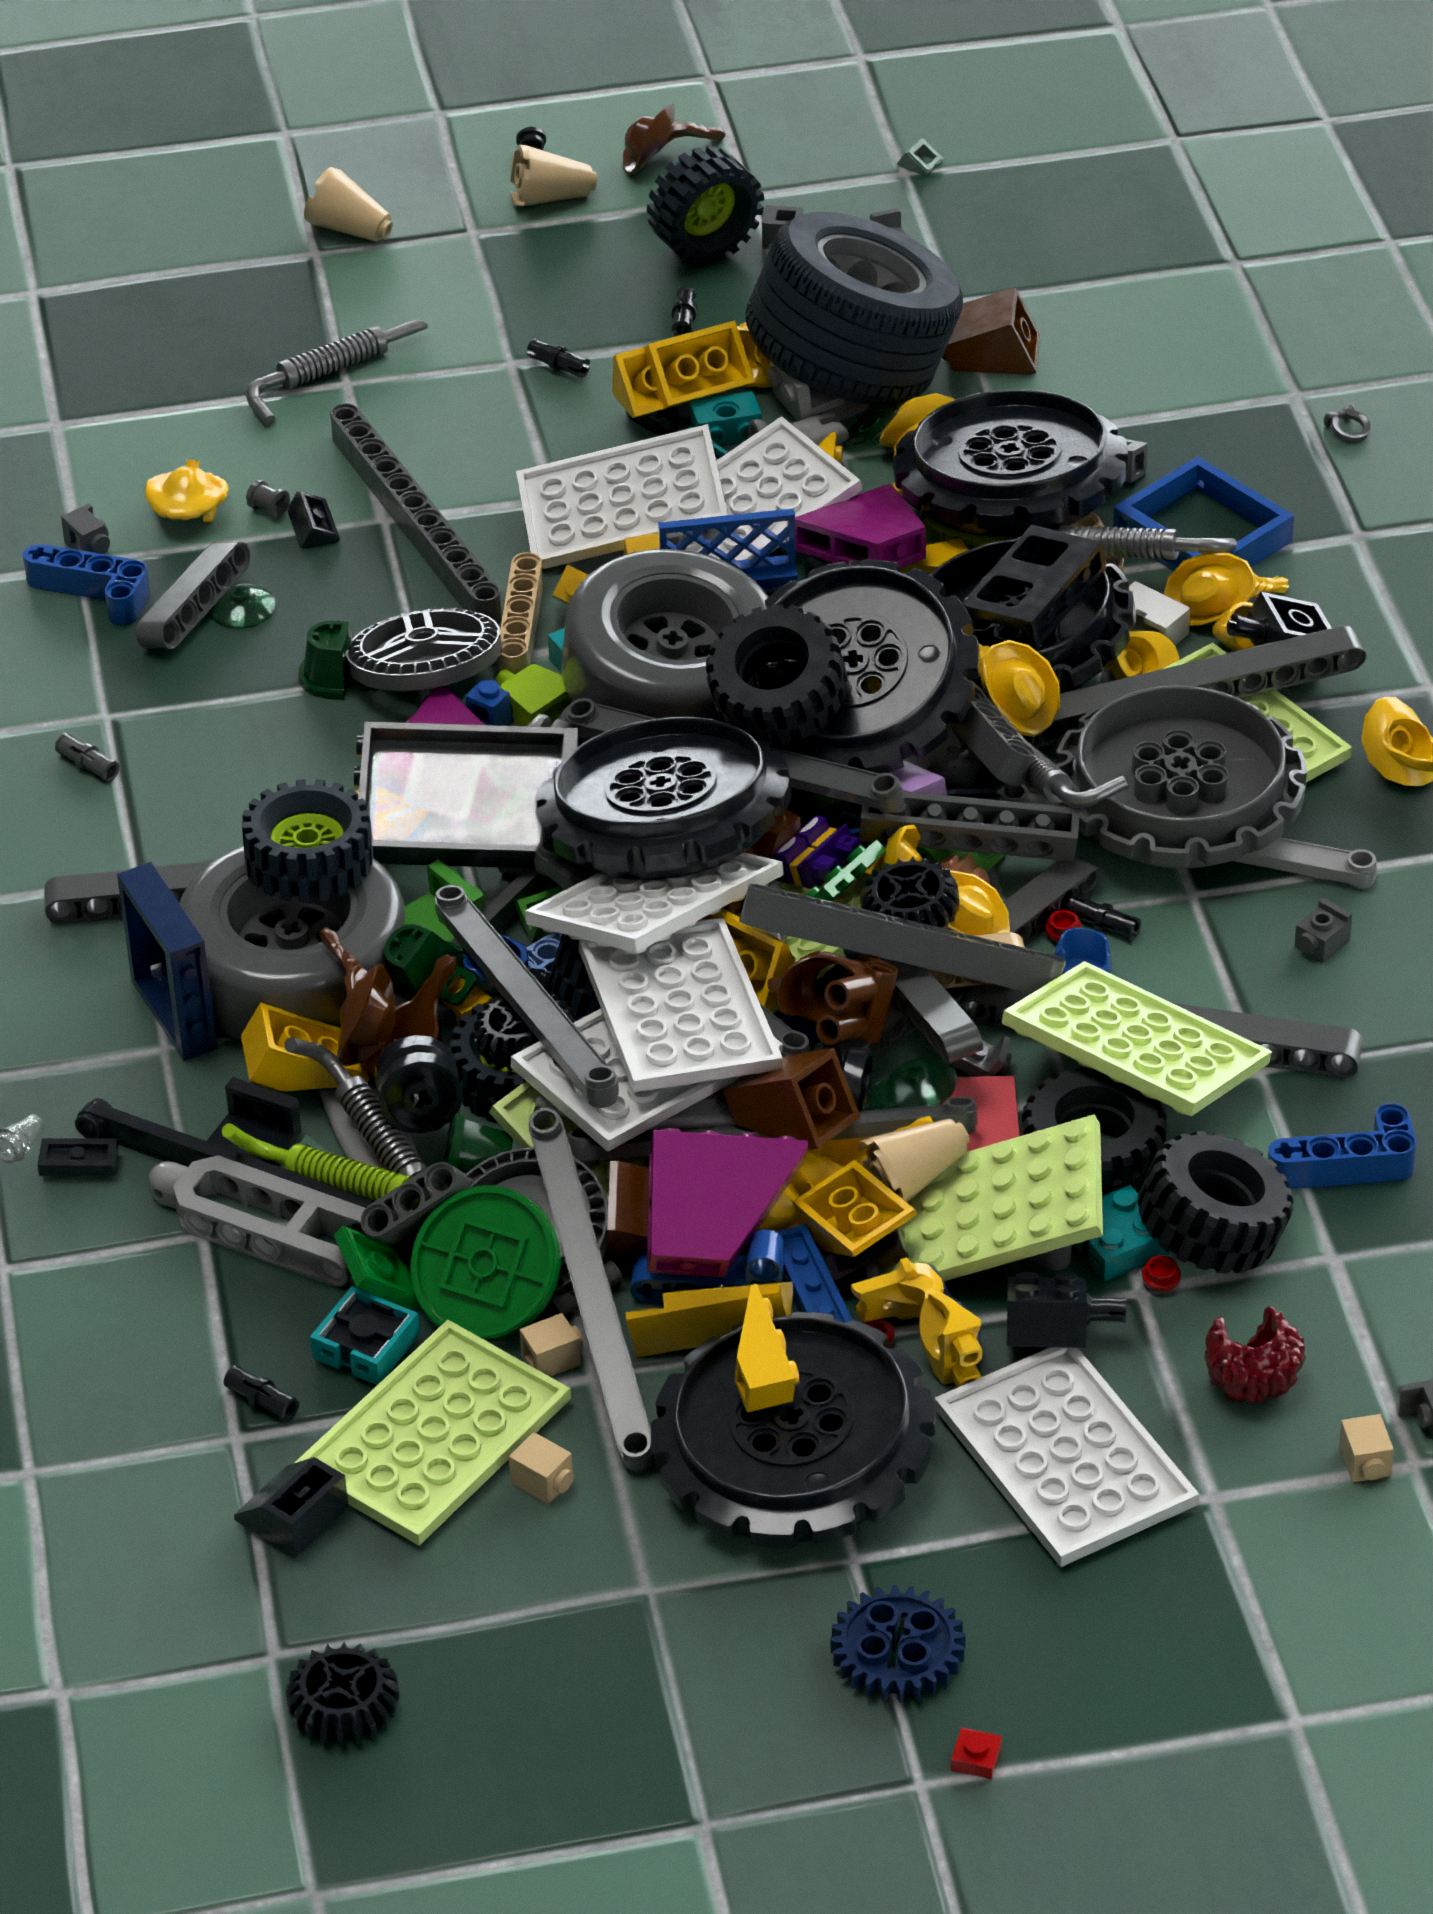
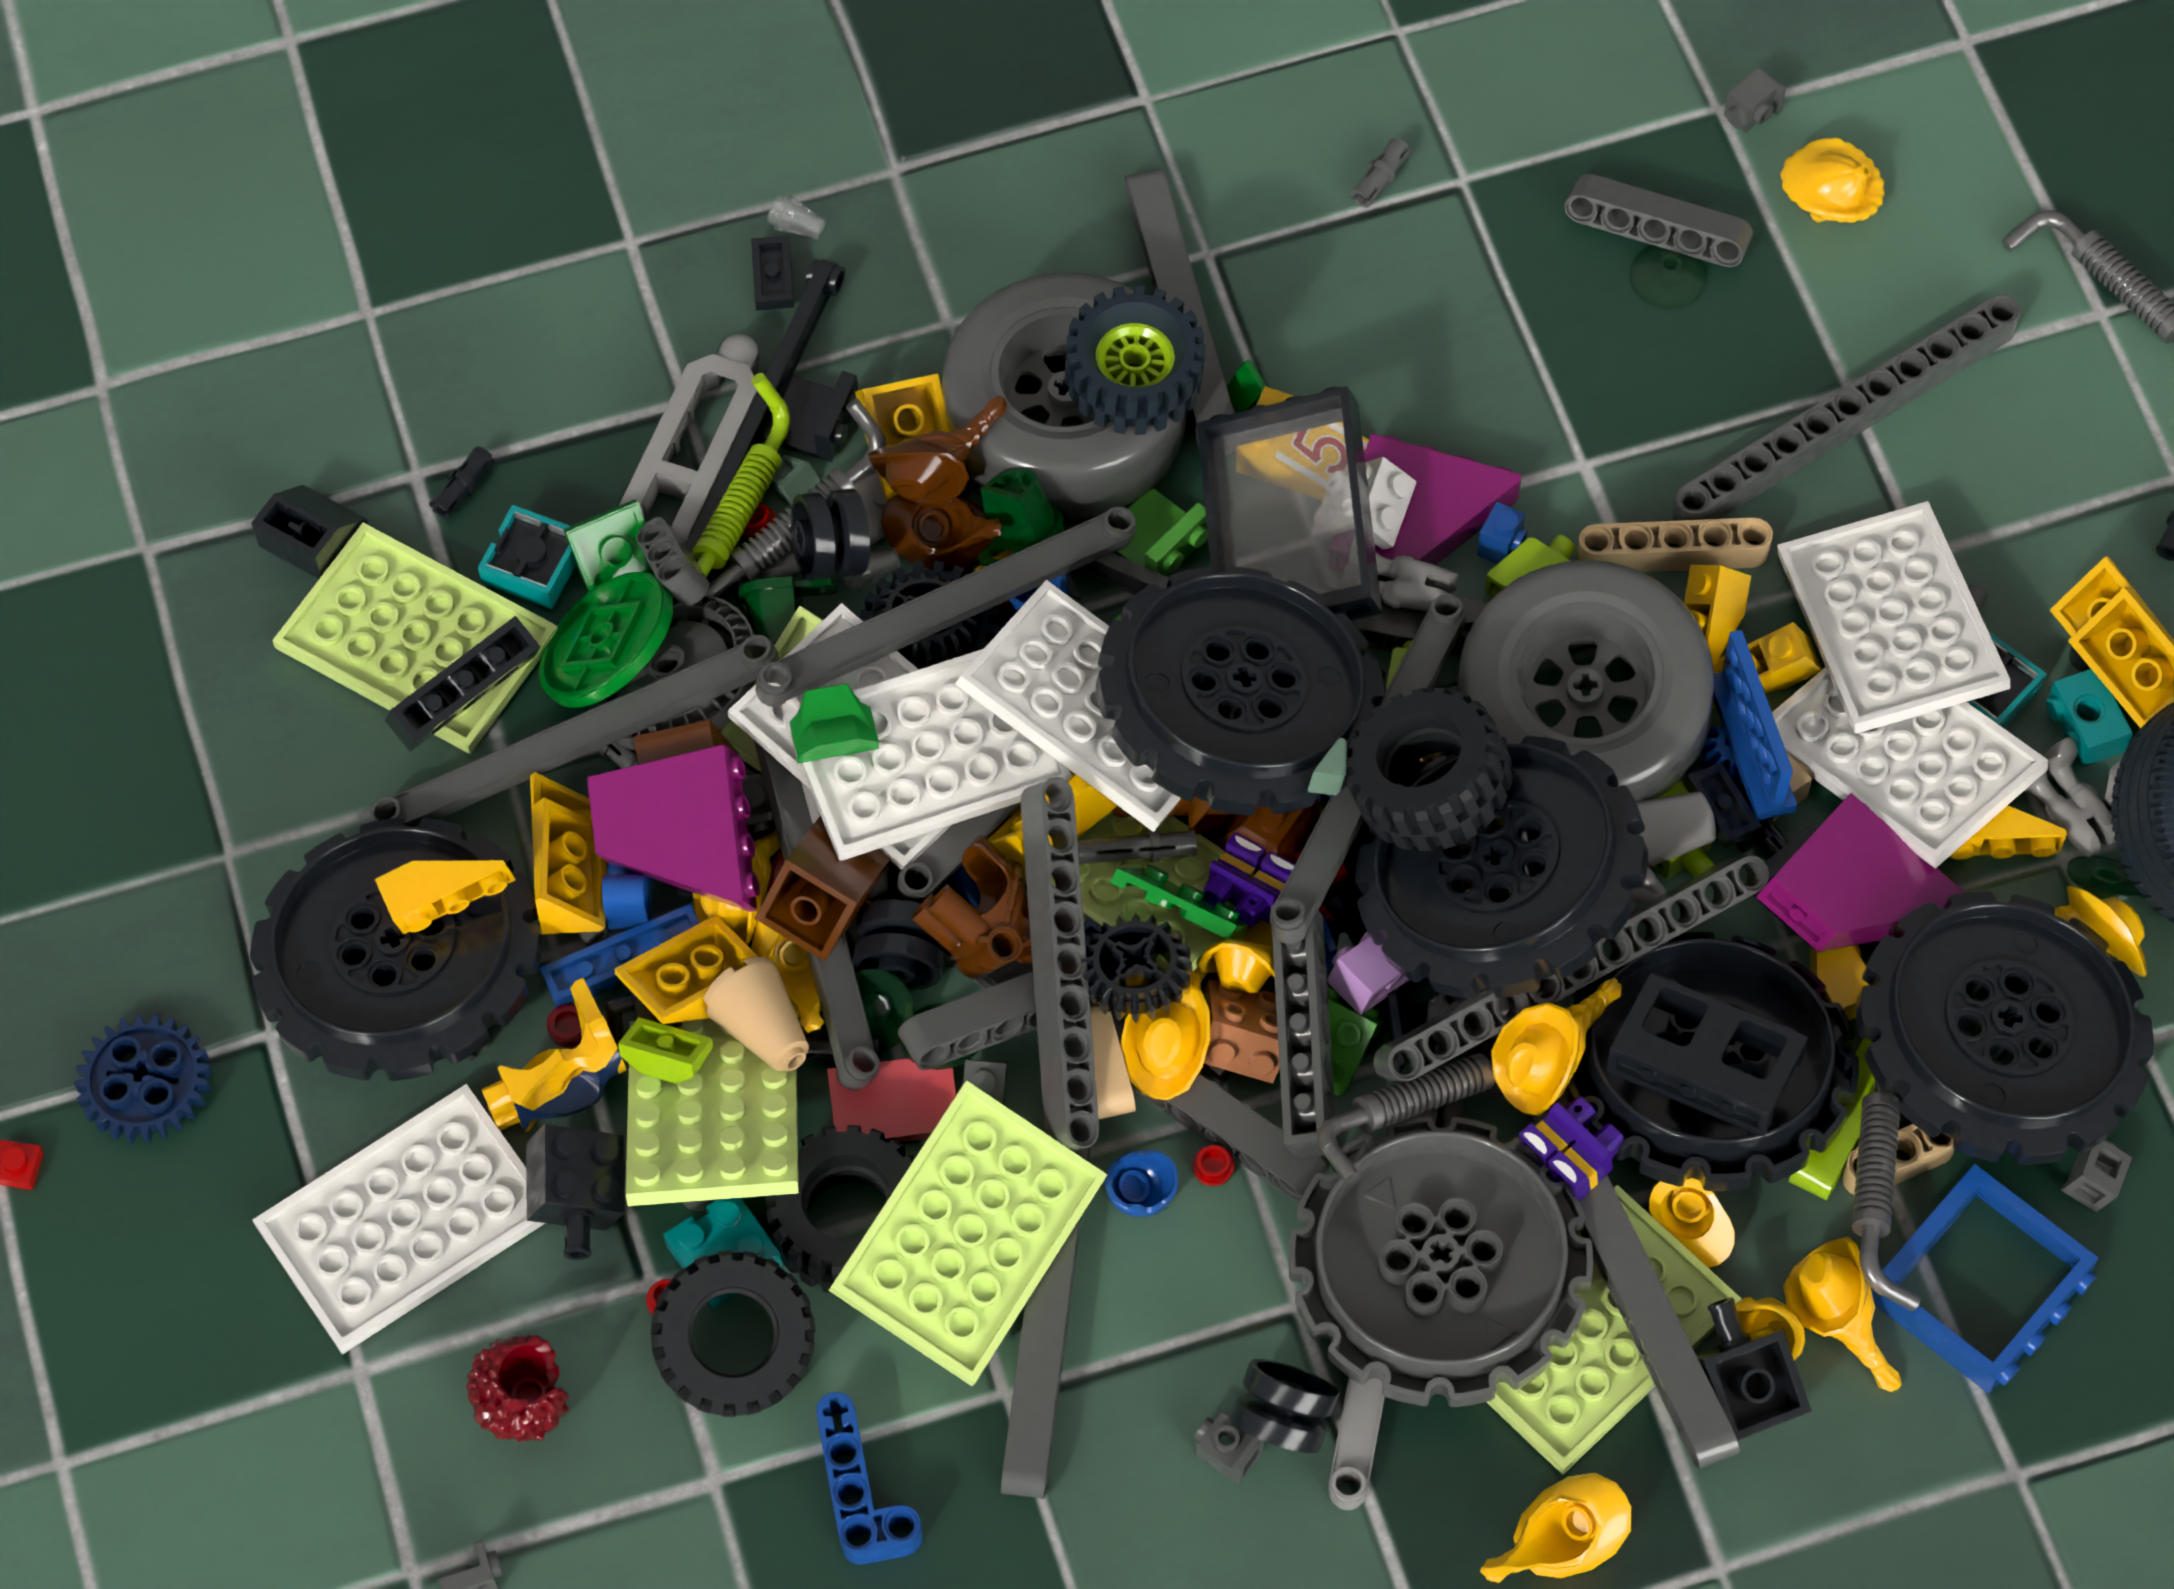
camera: 85 degrees right, 20 degrees up
(91, 575) = (1672, 144): blue beam -> none
(163, 934) = (948, 268): dark blue window -> none
(267, 498) = (1849, 264): dark grey bush -> none
(312, 520) = (1828, 319): black slope -> none
(325, 665) = (1562, 375): dark green container -> none
(342, 1702) = (73, 627): black gear -> none
(424, 649) = (1581, 453): dark grey piece -> none
(515, 1366) = (462, 683): none -> black brick
(541, 1468) = (363, 737): tan brick -> none
(551, 1345) = (523, 715): tan brick -> none
(659, 1043) = (832, 725): none -> green slope
(765, 728) = (1331, 771): none -> sand green slope
(939, 1222) = (664, 1050): none -> lime slope
(1093, 684) = (1570, 1148): none -> dark purple hips
(1104, 917) = (1235, 1207): black pin -> none
(1160, 613) = (1779, 1233): white brick -> none
(1304, 880) = (1284, 1405): none -> black wheel
(1366, 1448) = (410, 1515): tan brick -> none

